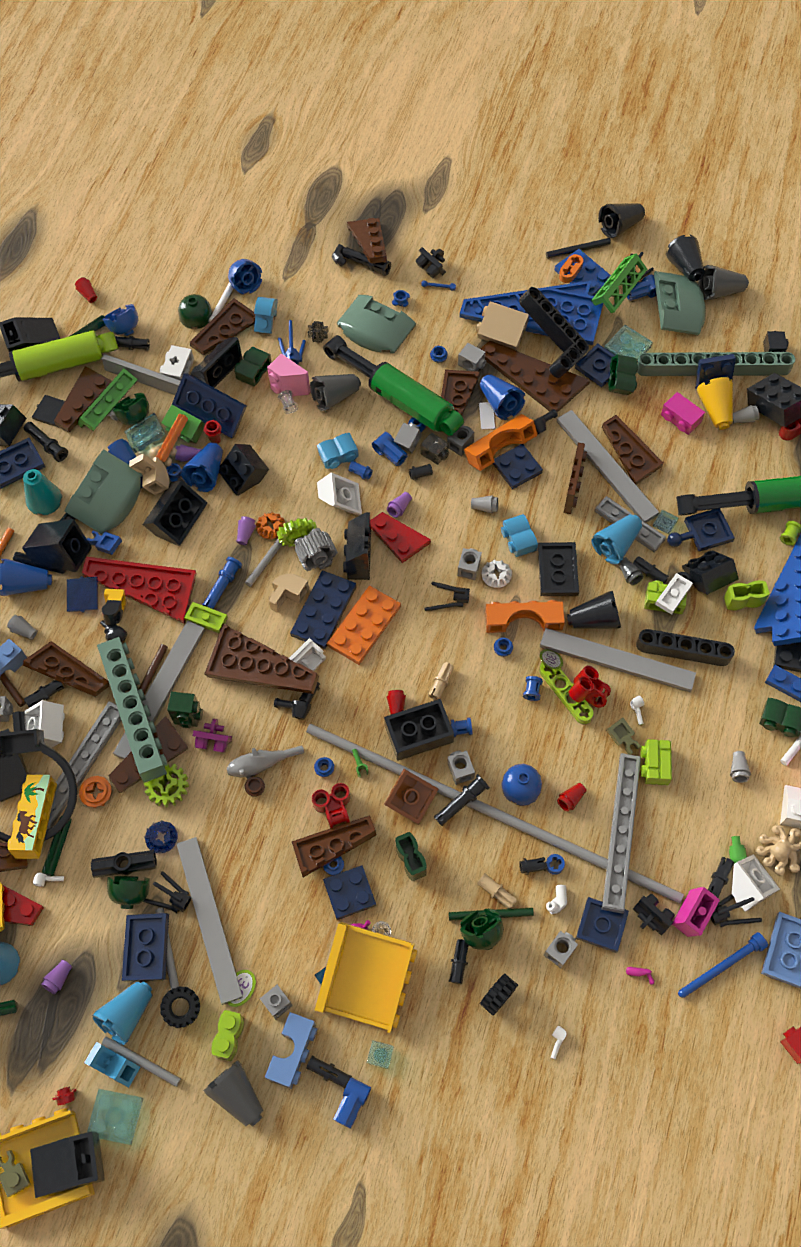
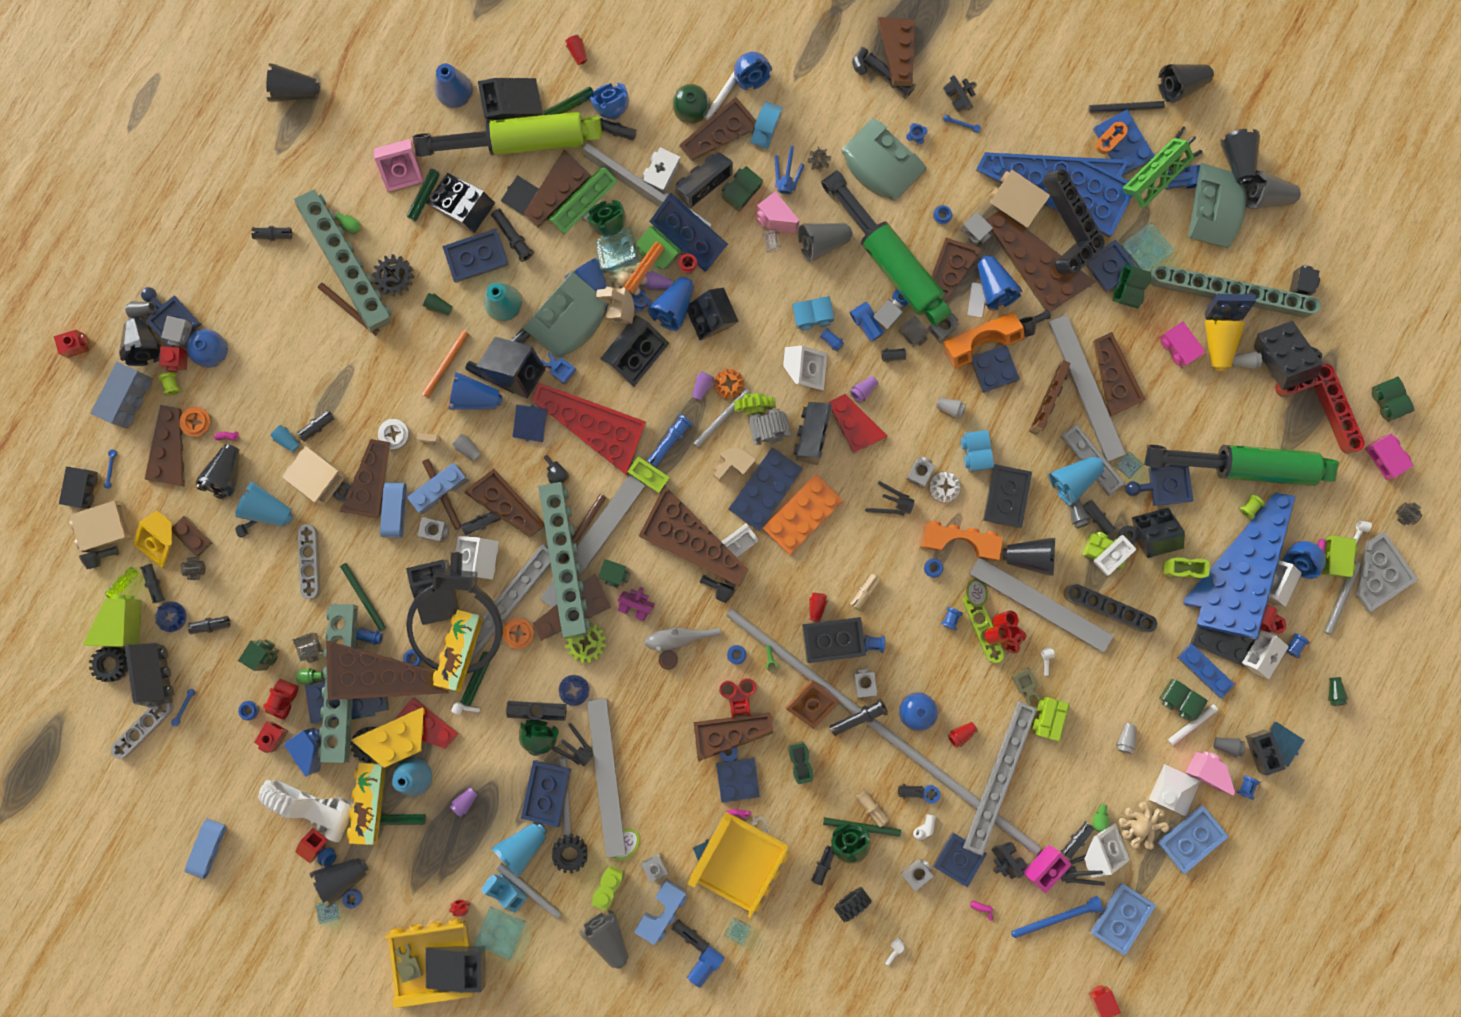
camera: 10 degrees right, 20 degrees up
(114, 606) = (562, 440): black leg -> none

